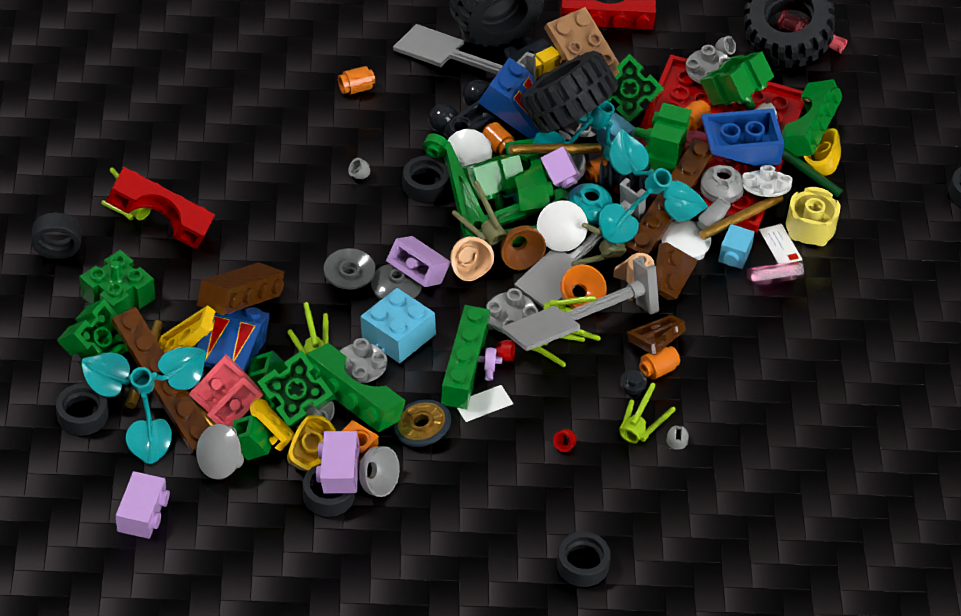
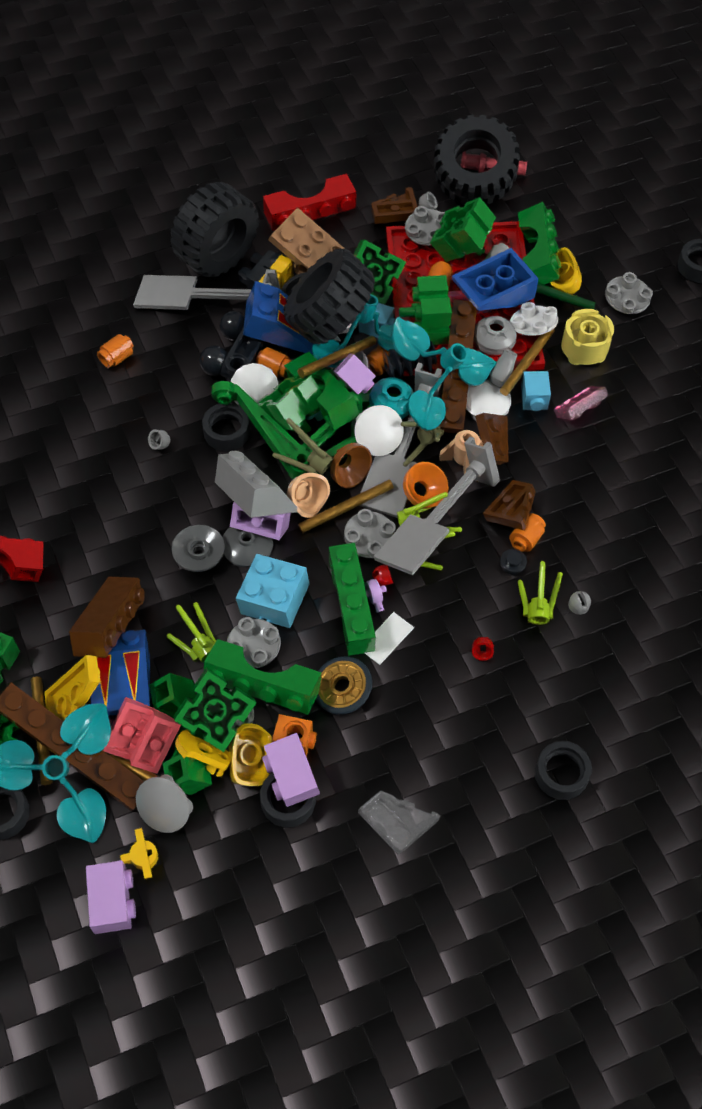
camera: 20 degrees left, 10 degrees up
(180, 485) = (138, 854): none -> yellow piece
(384, 471) = (328, 758): light grey piece -> none
(414, 542) = (396, 820): none -> clear wing
(418, 230) = (250, 487): none -> light grey slope
(502, 282) = (345, 506): none -> pearl gold bar
(688, 40) = (394, 208): none -> reddish brown wing
(780, 244) = (568, 373): white sticker -> none
(880, 193) = (628, 294): none -> light grey dish

